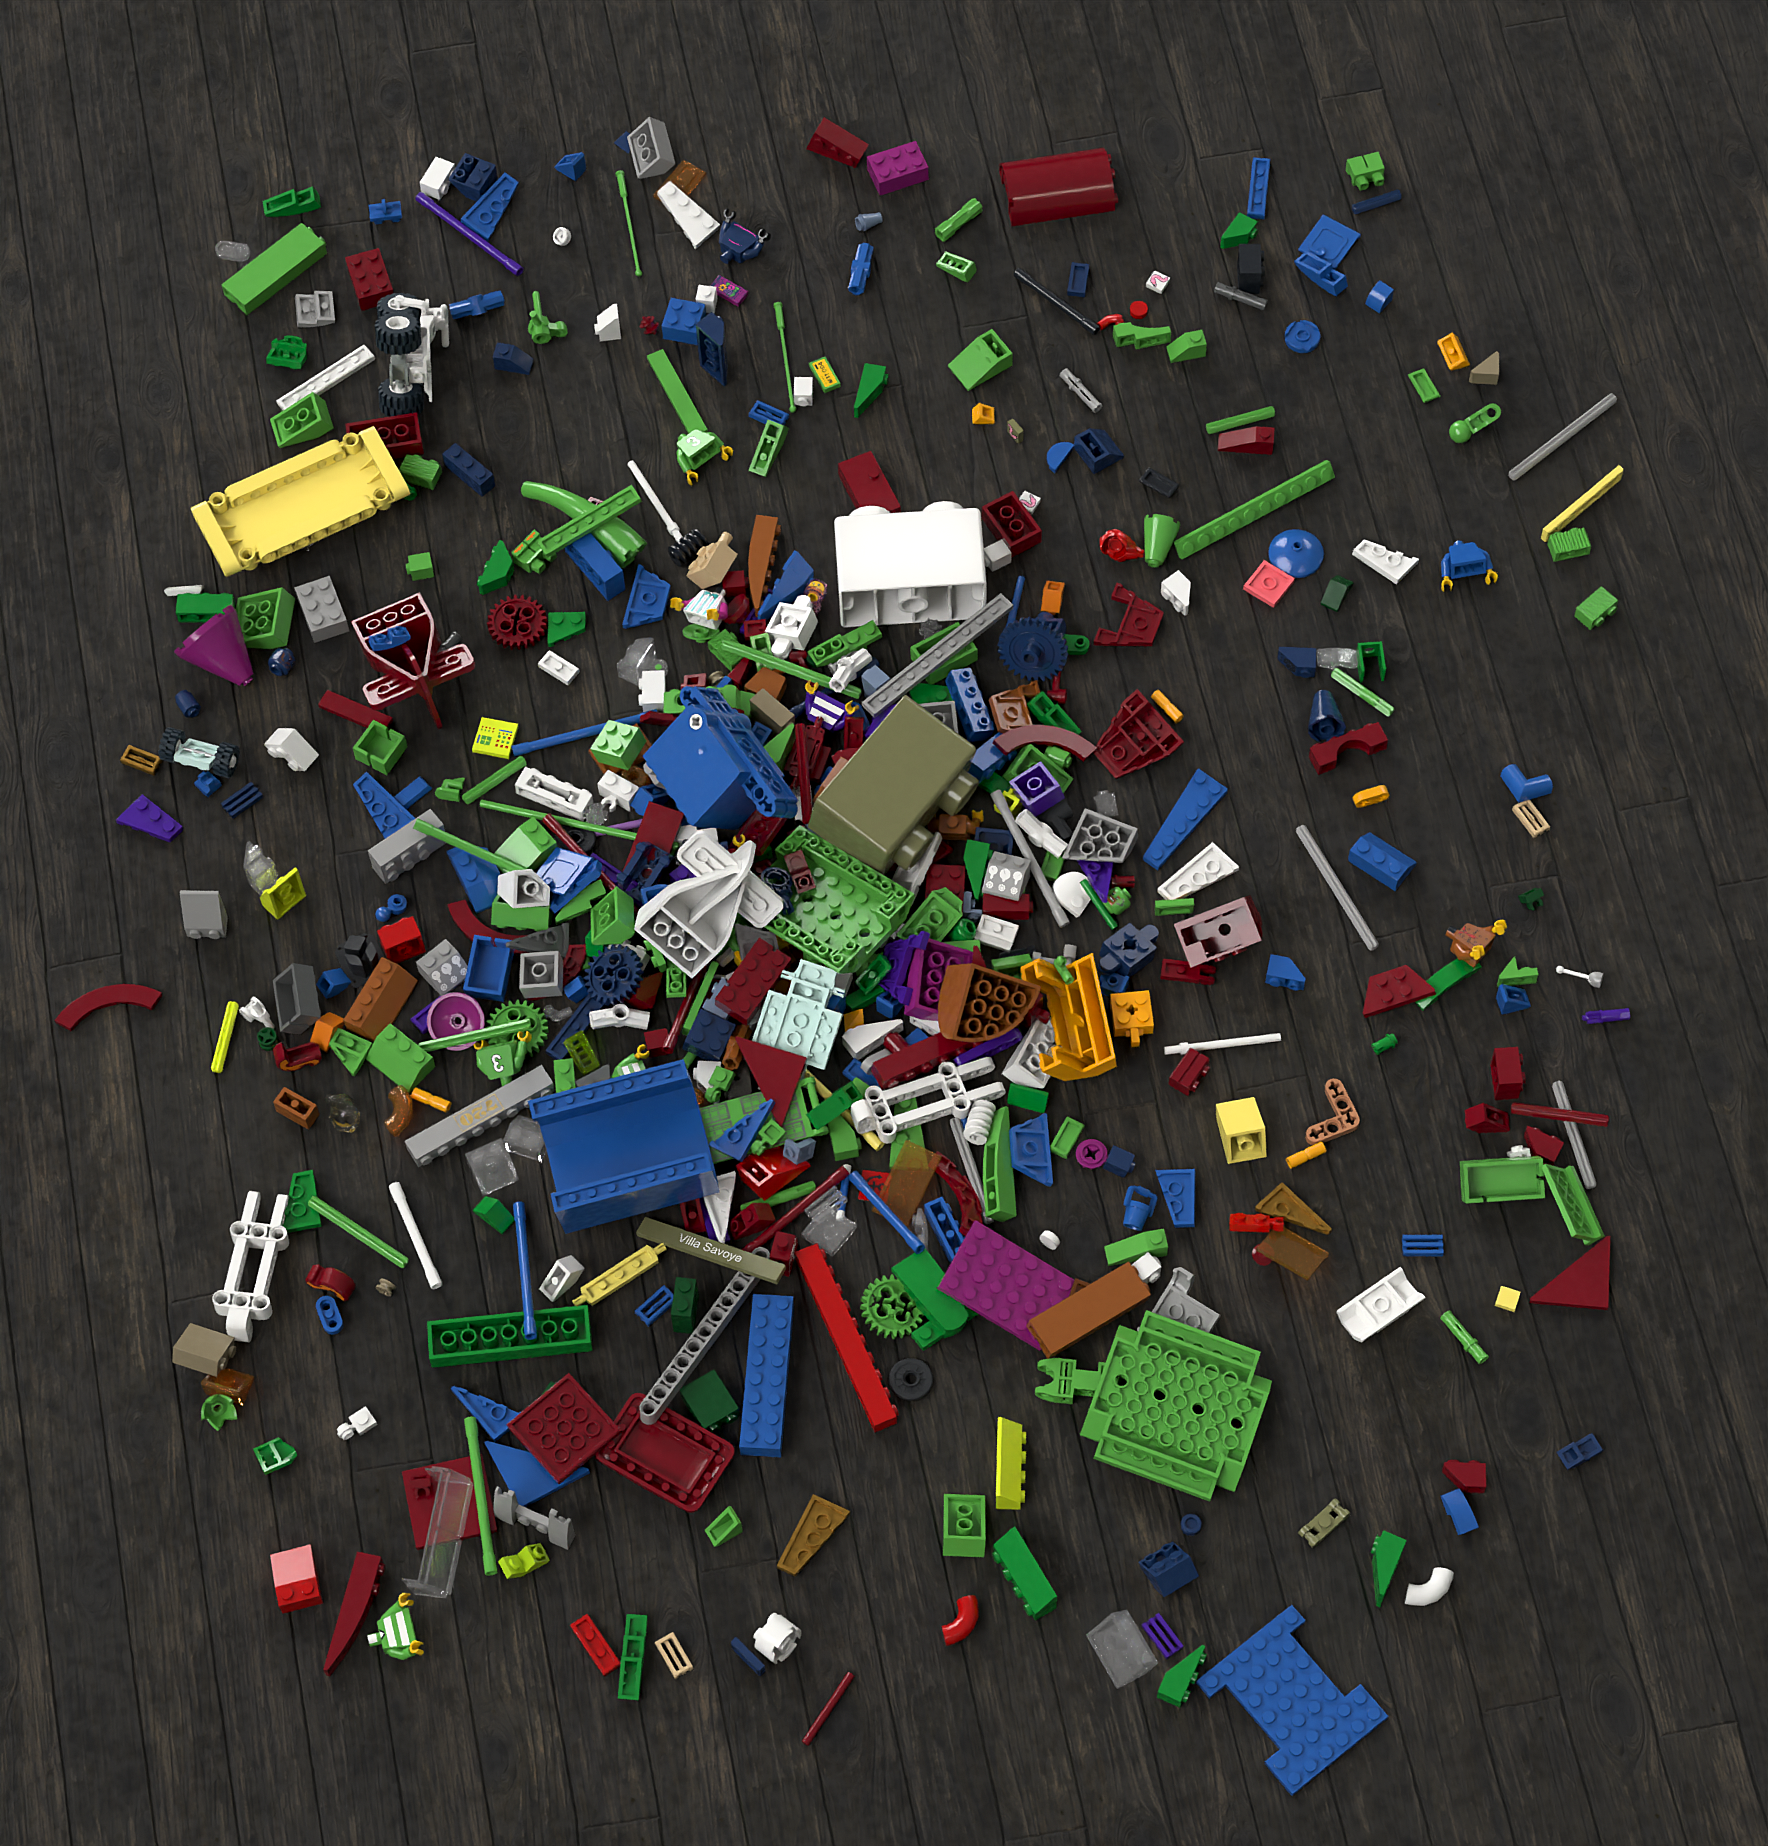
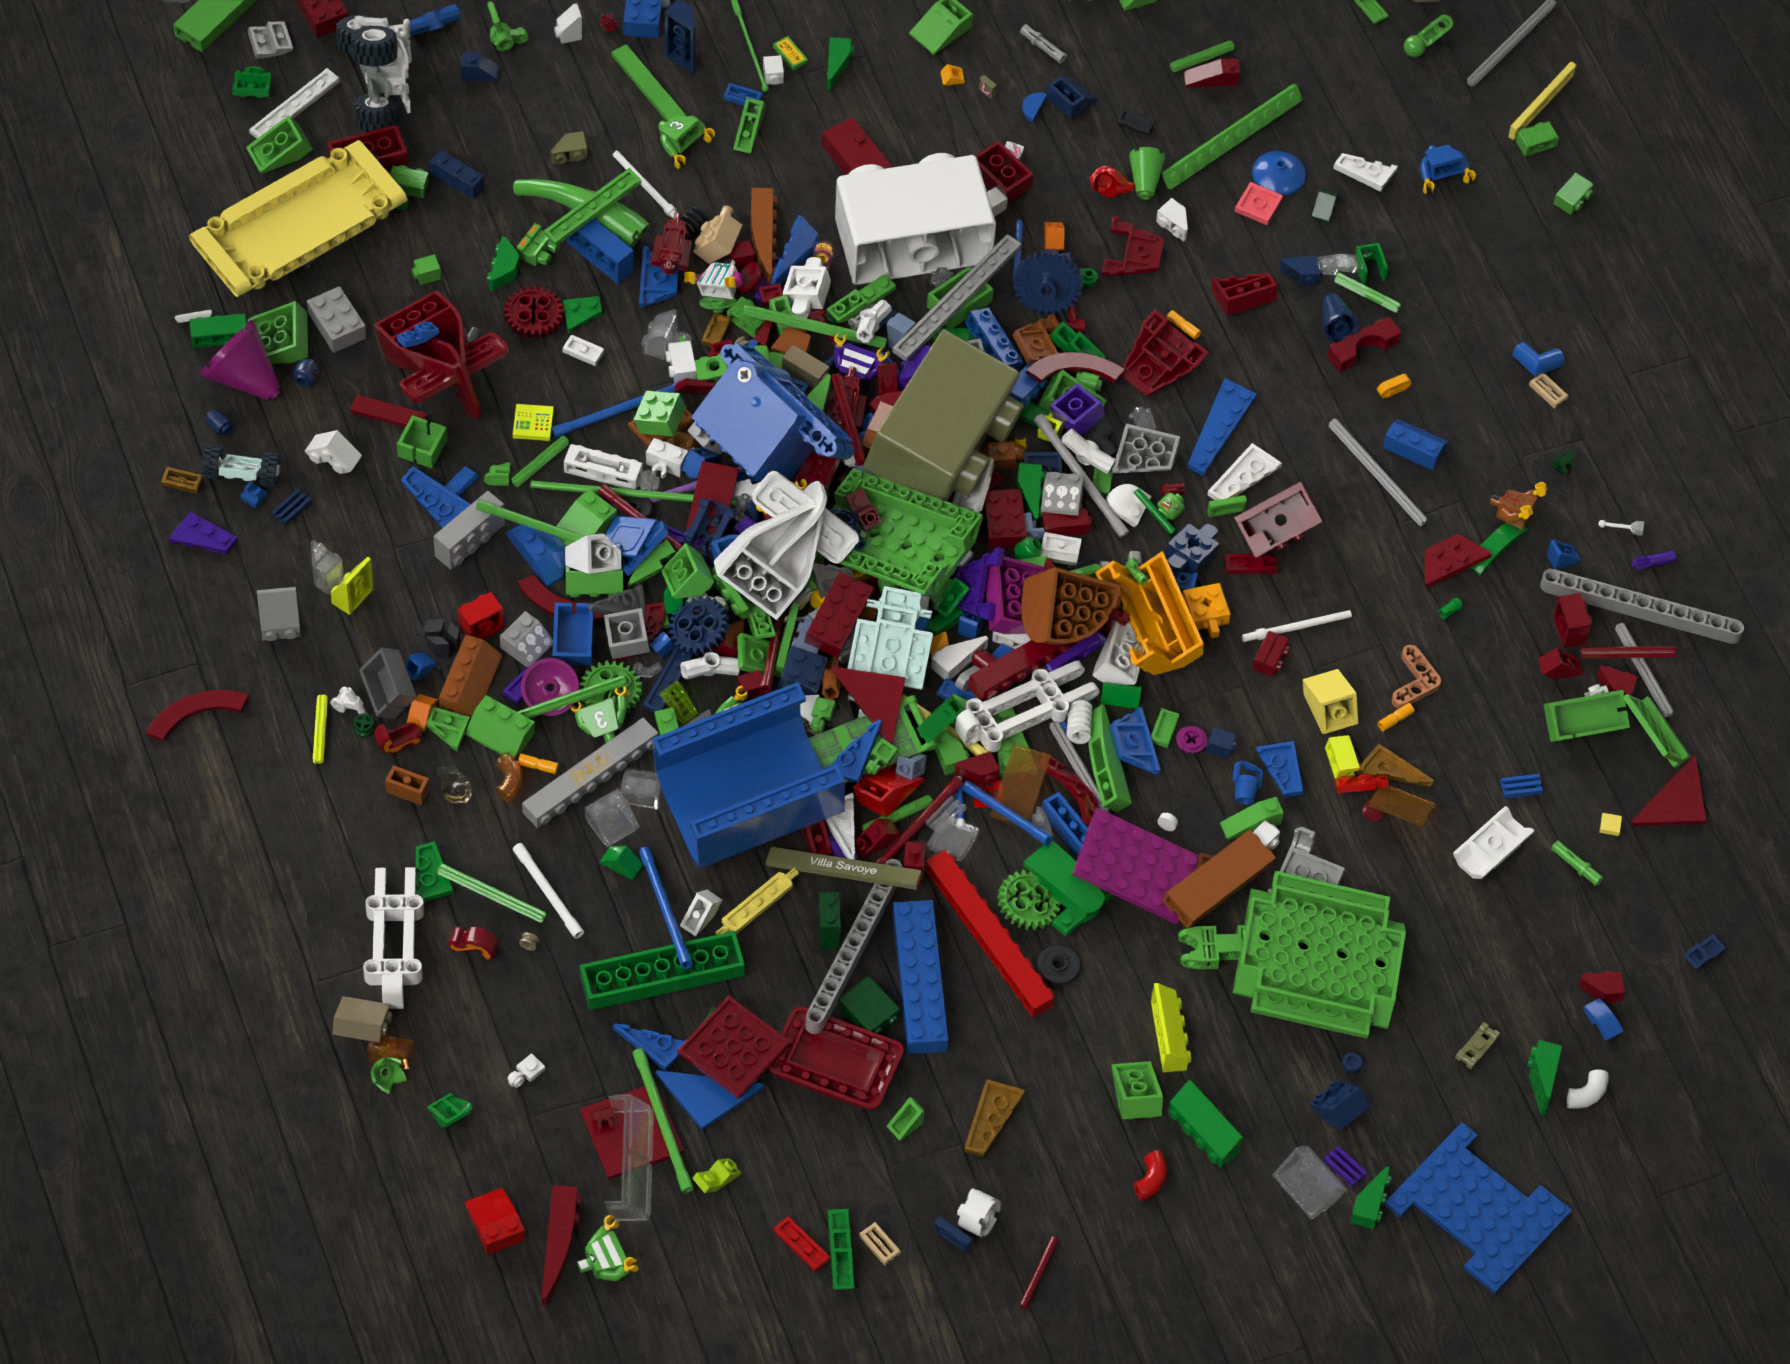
camera: 15 degrees left, 5 degrees down
(329, 1316) = (478, 975): blue plate -> none
(384, 913) = (466, 587): blue plate -> none
(508, 1510) = (746, 1140): light grey wedge -> none
(585, 453) = (570, 148): none -> olive slope
(644, 1317) = (788, 939): blue tile -> none
(662, 1010) = (752, 653): none -> bright green plate
(663, 570) = (671, 250): none -> dark red piece
(694, 660) = (716, 329): none -> pearl gold plate
(868, 1160) = (978, 769): none -> dark red slope
(935, 915) = (1004, 531): bright green slope -> none
(1099, 876) = (1150, 484): dark purple wing -> none
(1234, 679) = (1244, 293): none -> dark red wedge
(1241, 1191) = (1341, 756): none -> neon yellow hinge
(1284, 973) = (1343, 554): blue slope -> none
(1512, 976) = (1564, 533): bright green slope -> none
(1589, 1073) = (1650, 608): none -> light grey beam

